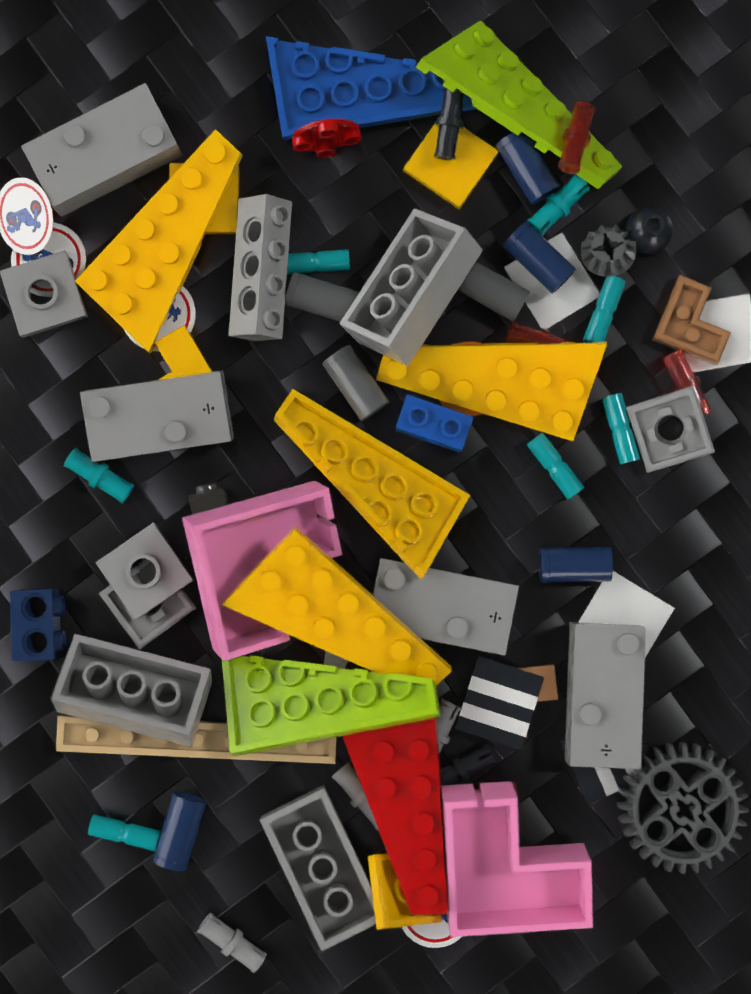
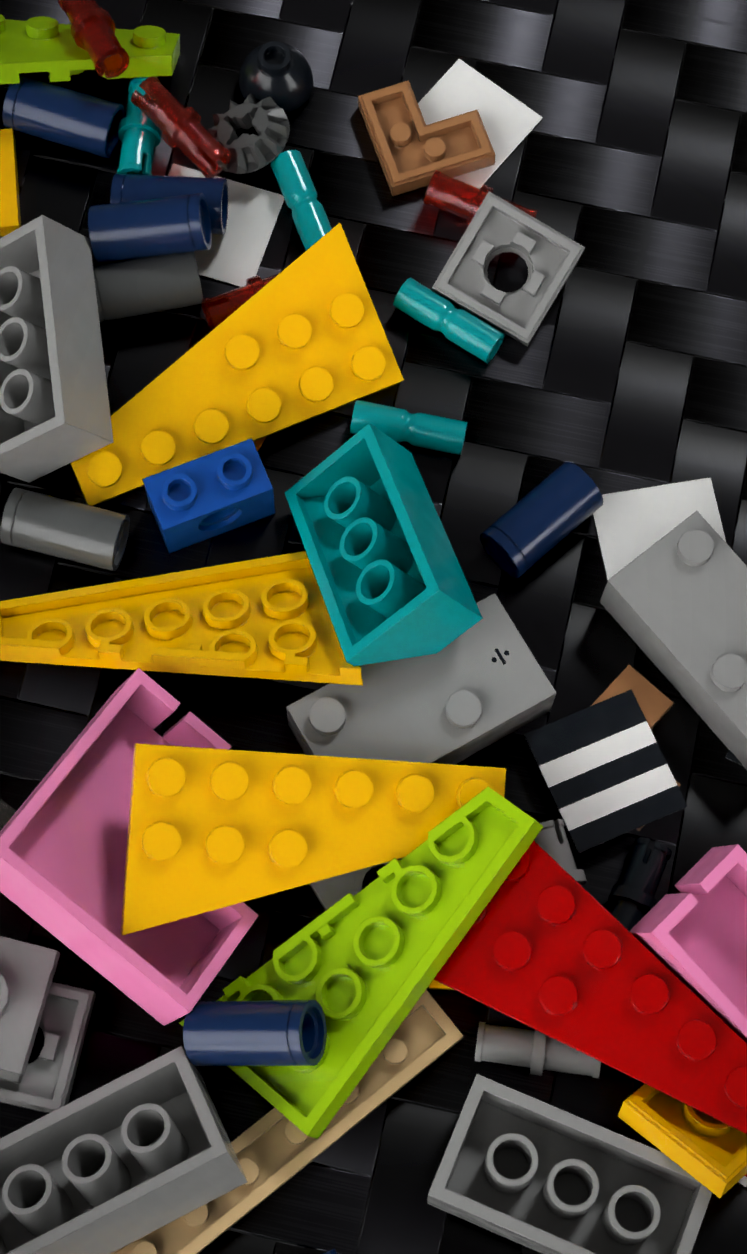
camera: 40 degrees left, 15 degrees down
(244, 692) = (255, 1033): none -> dark blue pin
(484, 523) = (381, 552): none -> teal slope
(516, 268) = (150, 227): none -> dark blue pin
(577, 224) = (181, 127): none -> clear red pin

